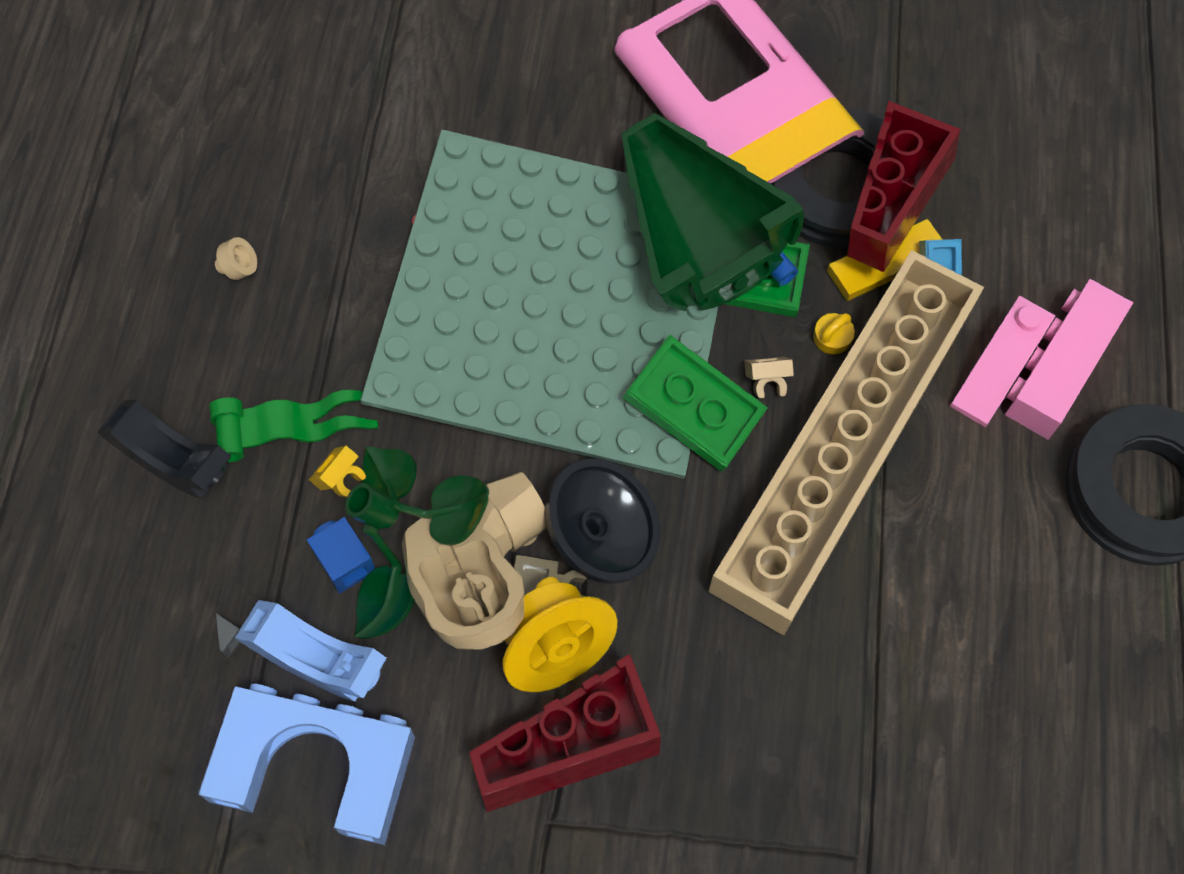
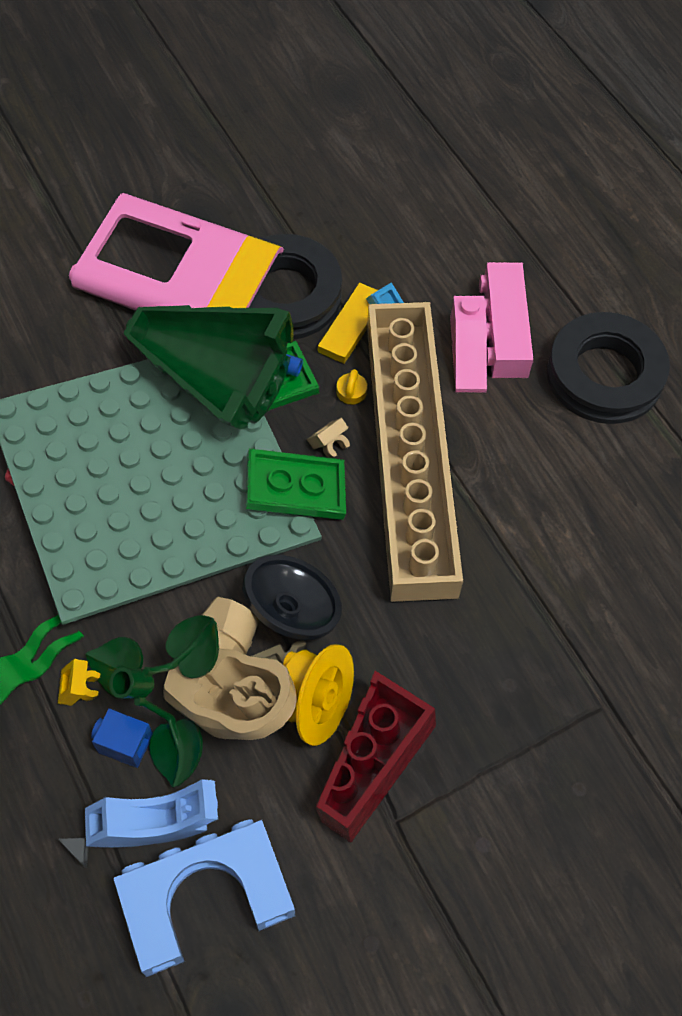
camera: 35 degrees left, 5 degrees down
(901, 178) = (329, 259): dark red wedge -> none

